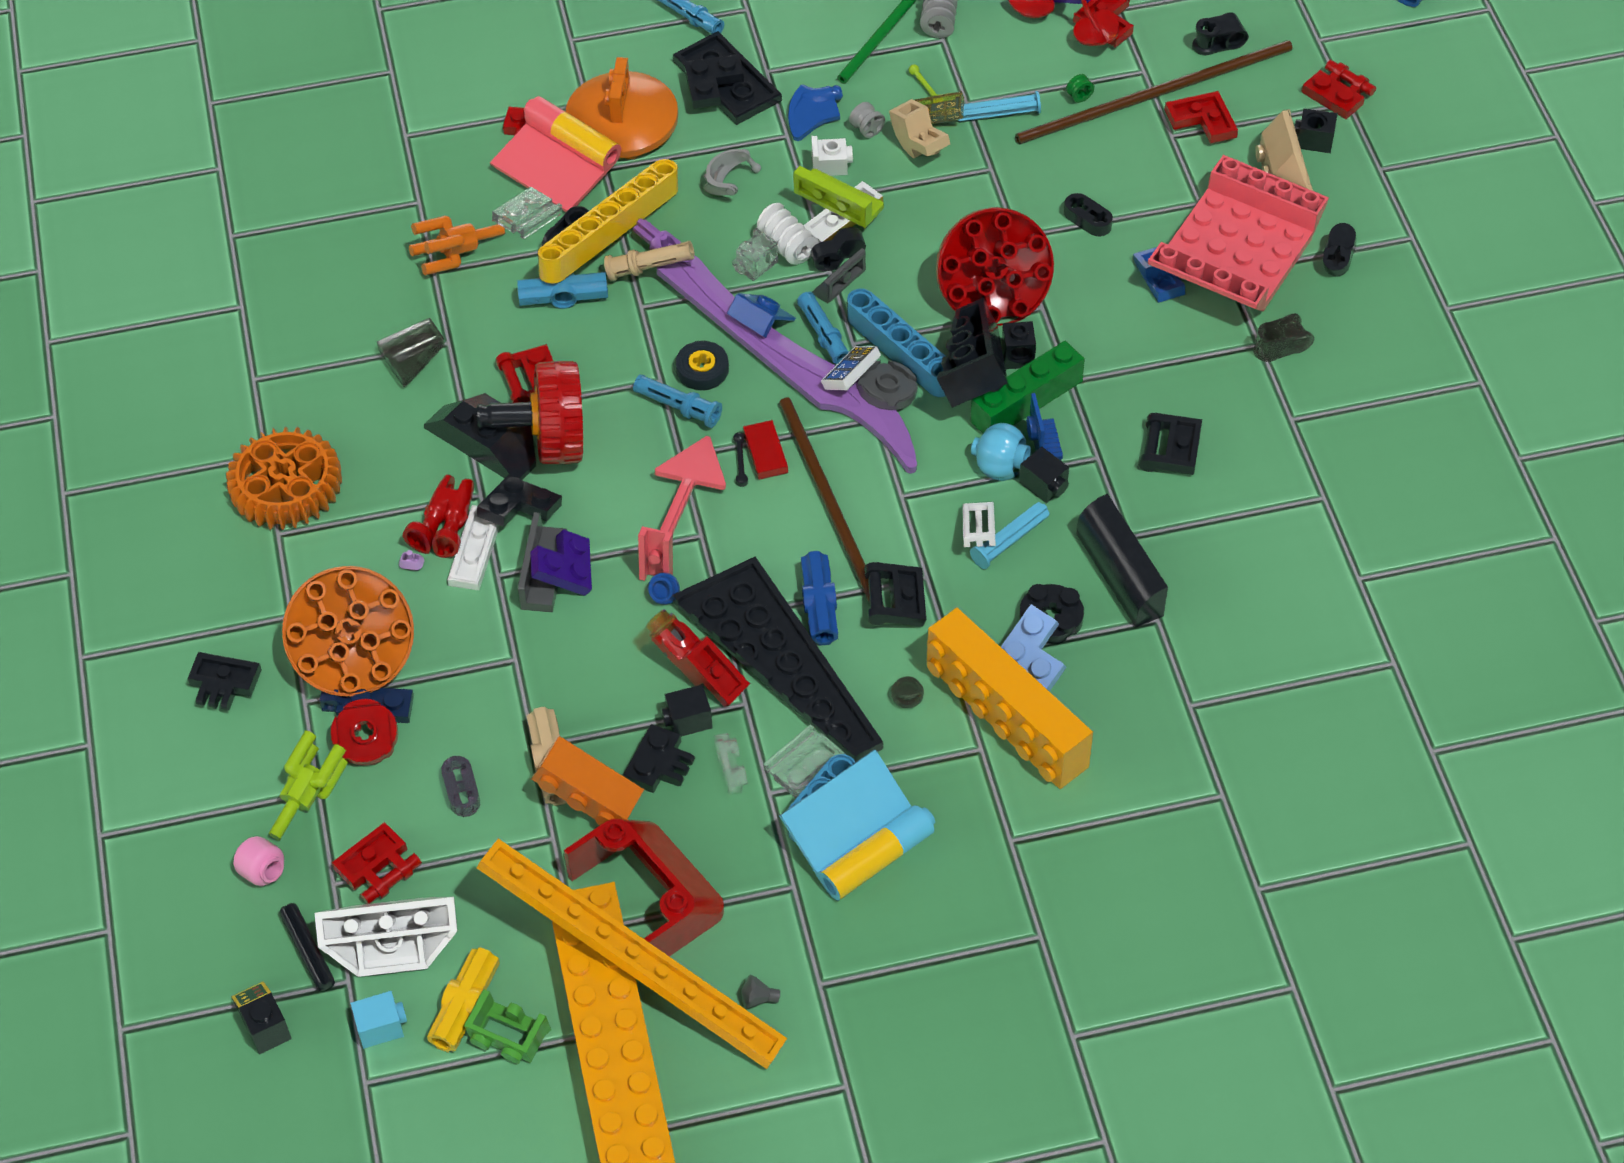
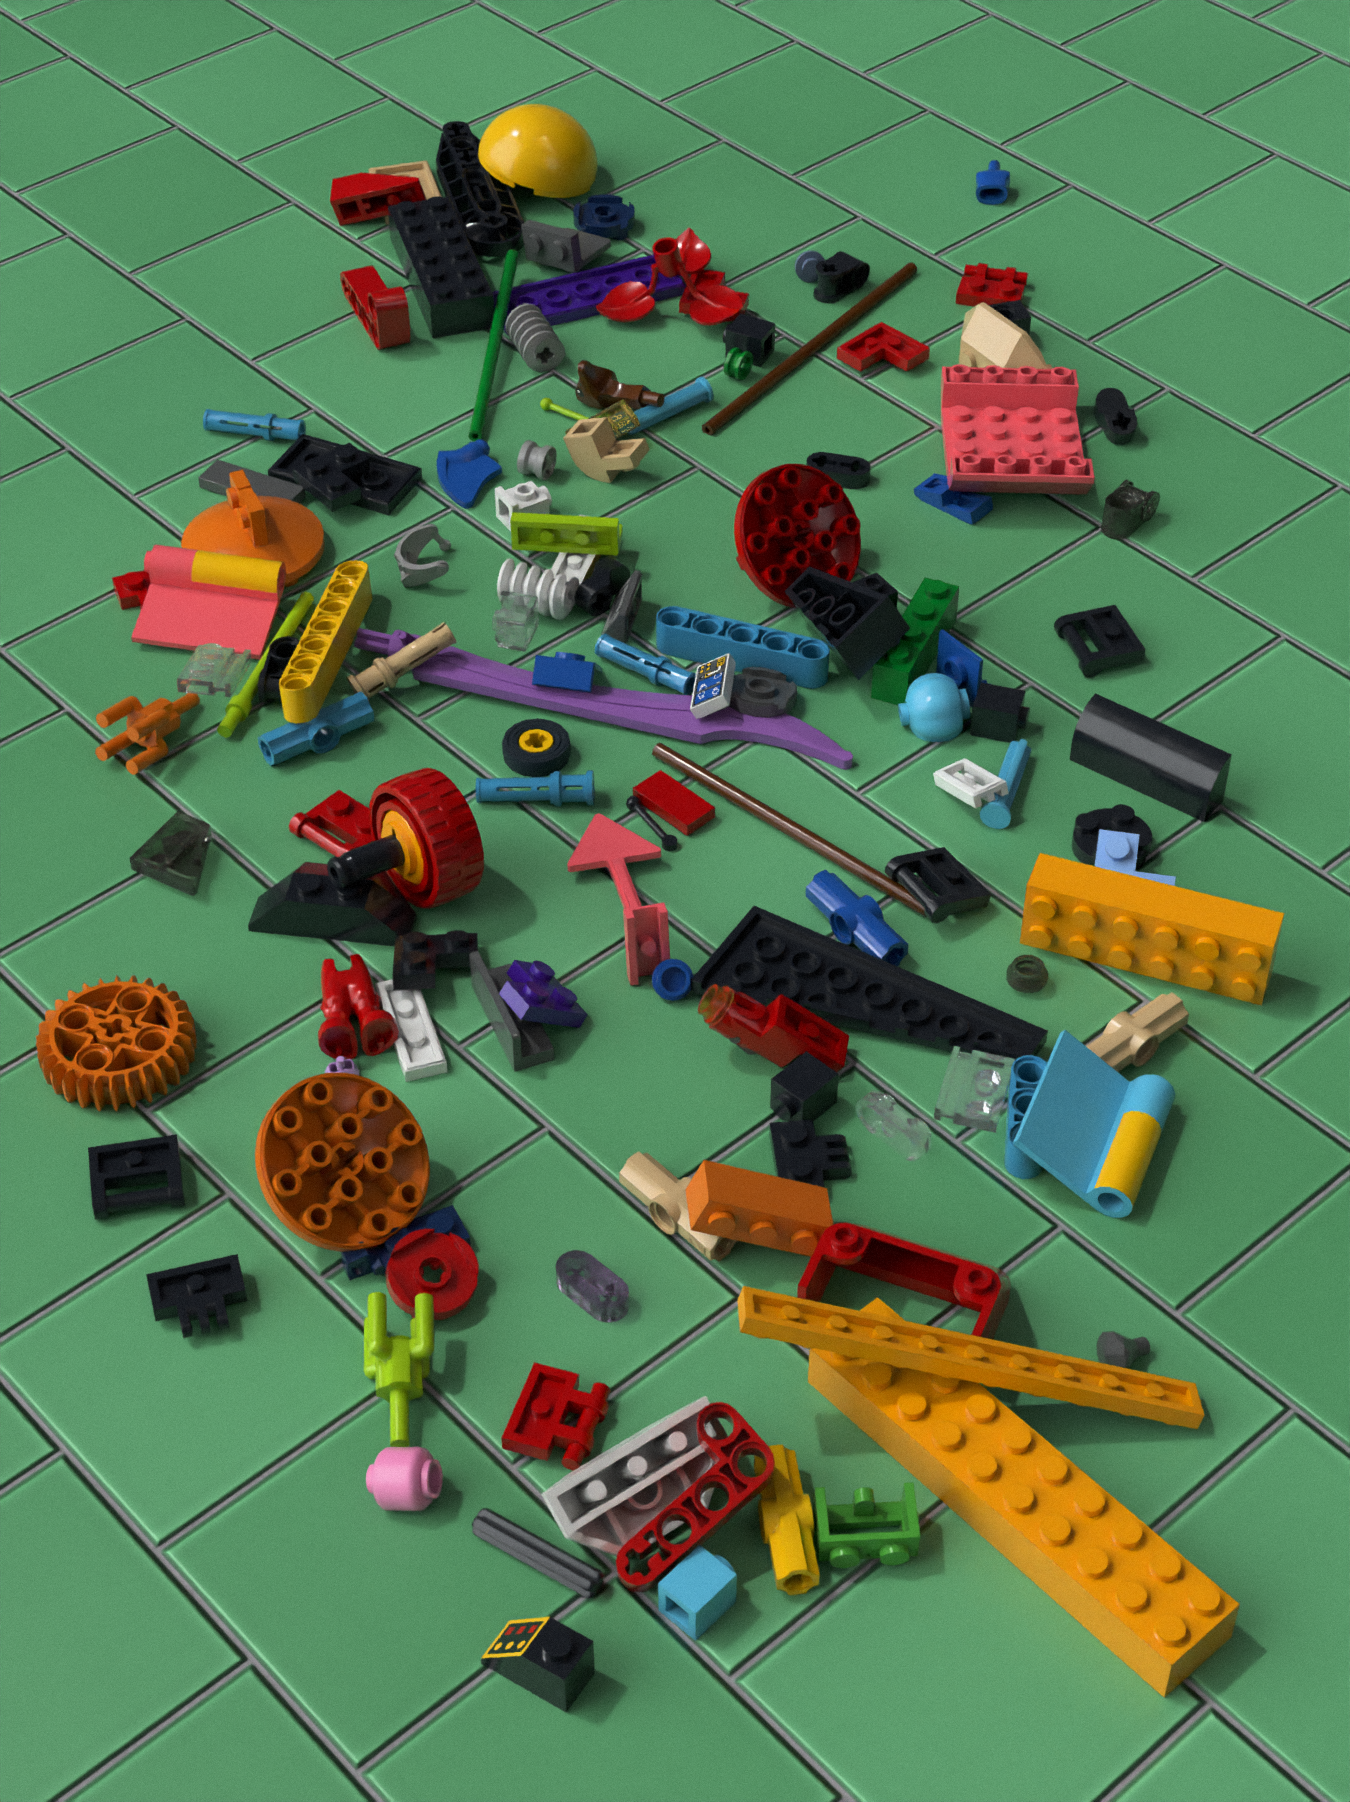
camera: 30 degrees left, 10 degrees down
(238, 570) = (135, 1165): none -> black plate
(402, 962) = (688, 1507): none -> red beam
(527, 247) = (240, 704): none -> lime bar
(653, 61) = (217, 479): none -> dark grey tile
(942, 773) = (1138, 1035): none -> tan piece
(960, 73) = (601, 389): none -> reddish brown animal
(1104, 69) = (752, 336): none -> black brick
(1202, 10) = (806, 265): none -> sand blue plate

